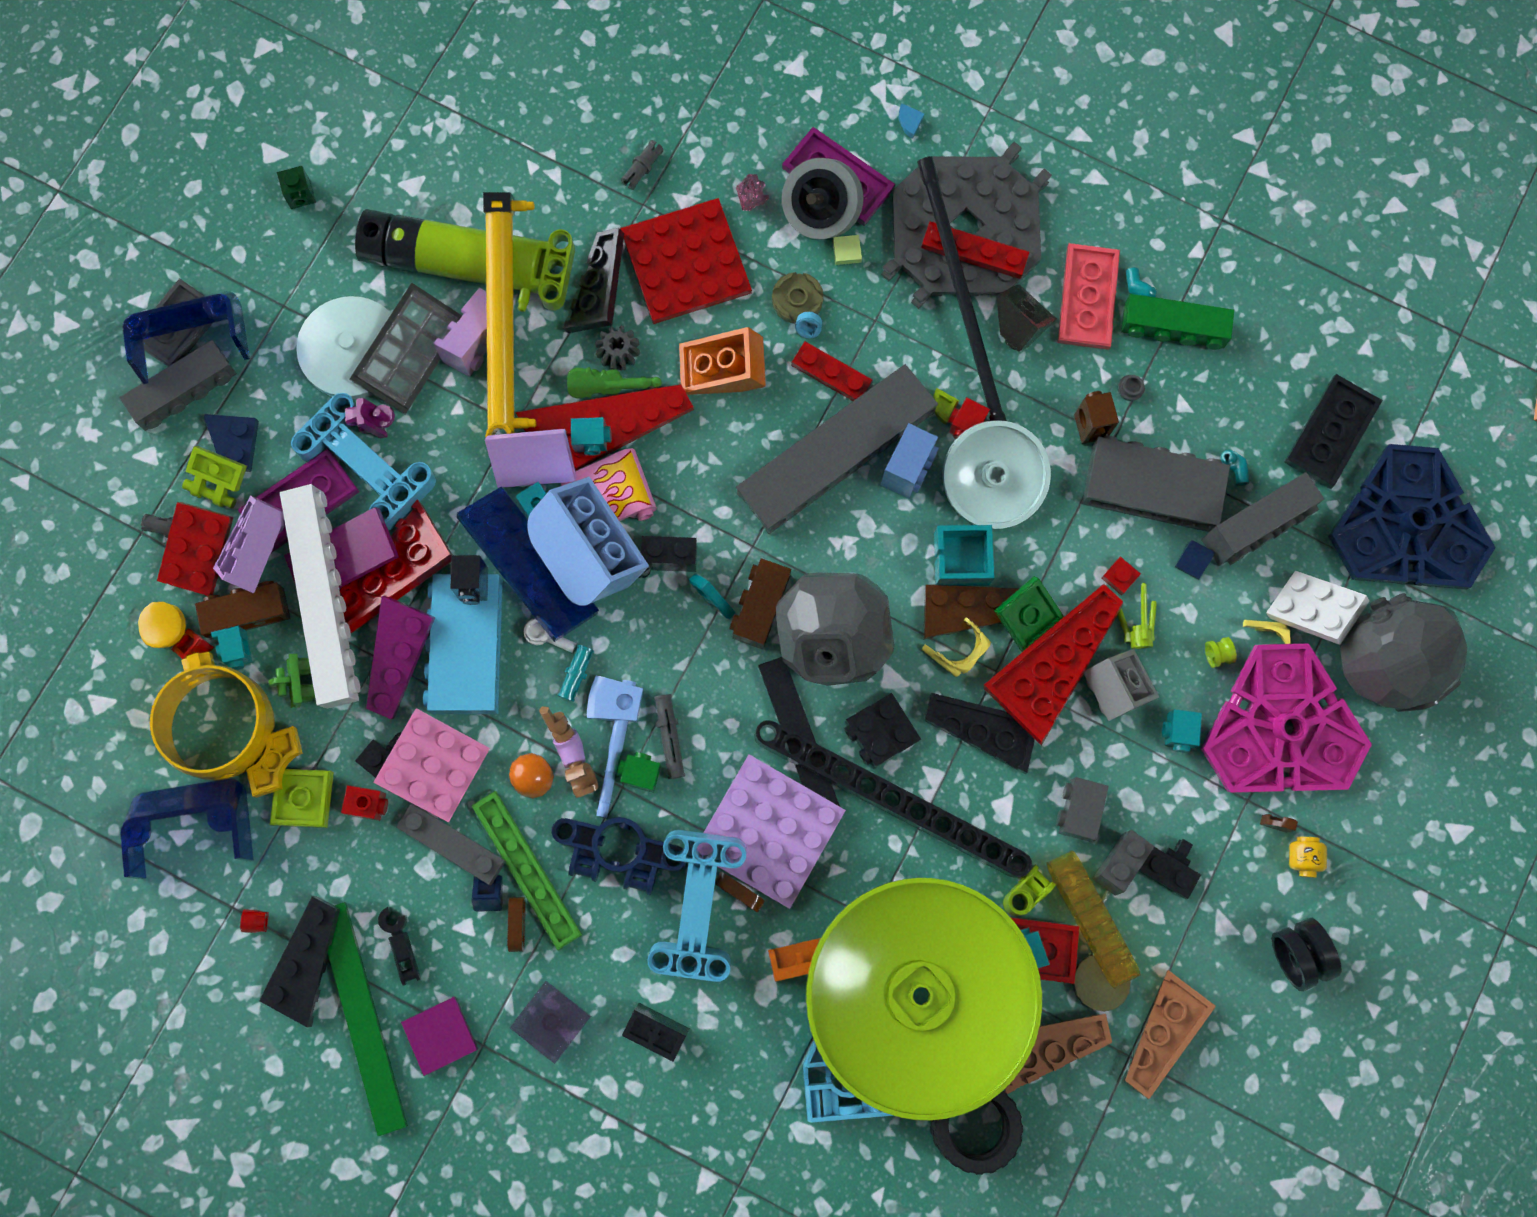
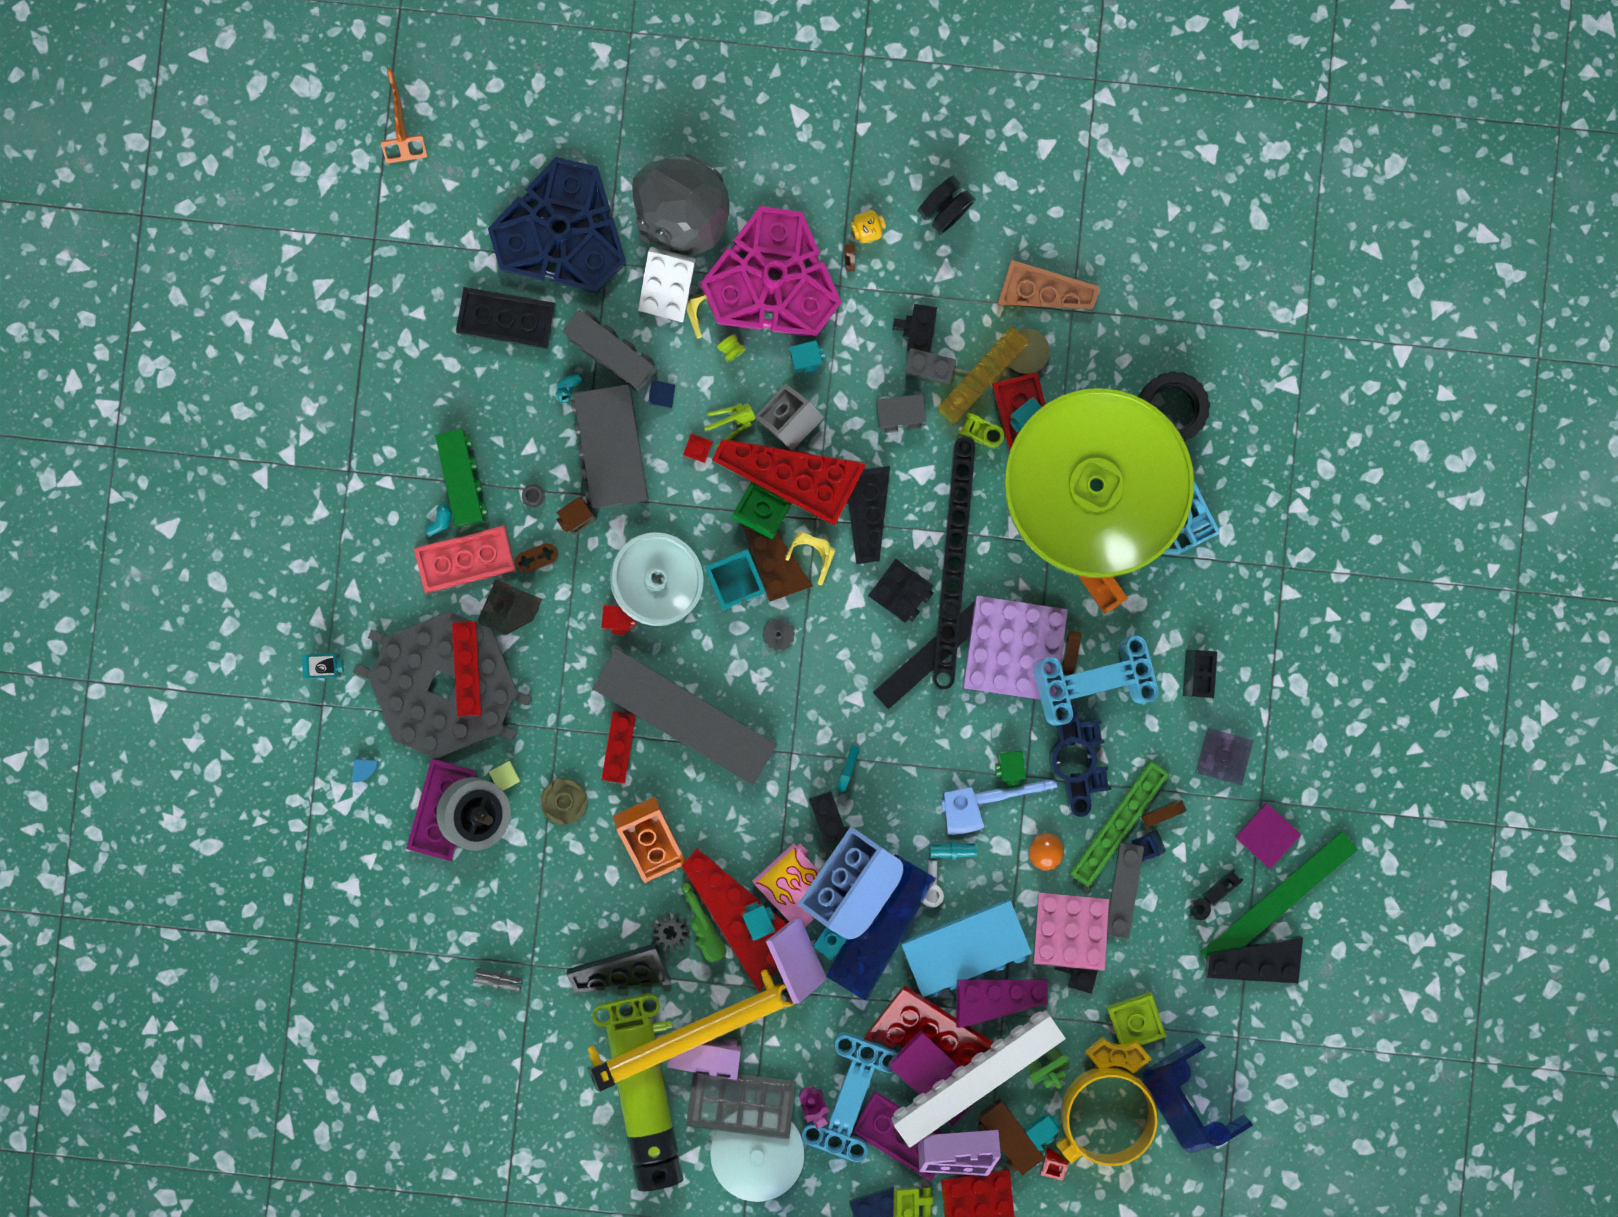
camera: 110 degrees left, 10 degrees up
(161, 625) = (1048, 1196): yellow piece -> none
(254, 921) = (1242, 1014): red hose -> none
(364, 803) = (1121, 970): red brick -> none
(469, 578) = (920, 963): black brick -> none
(571, 753) = (1017, 827): medium nougat piece -> none
(663, 705) = (949, 771): dark grey pin -> none
(686, 261) = (568, 907): red plate -> none
(751, 193) = (487, 877): clear pink tile -> none
(760, 603) = (838, 727): reddish brown brick -> none
(808, 325) = (586, 781): medium azure tile -> none
(835, 628) = (843, 659): dark grey rock -> none
(888, 579) = (778, 634): none -> dark grey piece
(906, 467) = (675, 653): medium blue brick -> none
(930, 180) = (427, 728): black piece -> none
(945, 406) = (610, 643): lime tile -> none
(1033, 113) = (322, 666): none -> slope
(1061, 1044) = (1085, 366): nougat wing -> none
(1069, 366) = (535, 552): none -> reddish brown beam

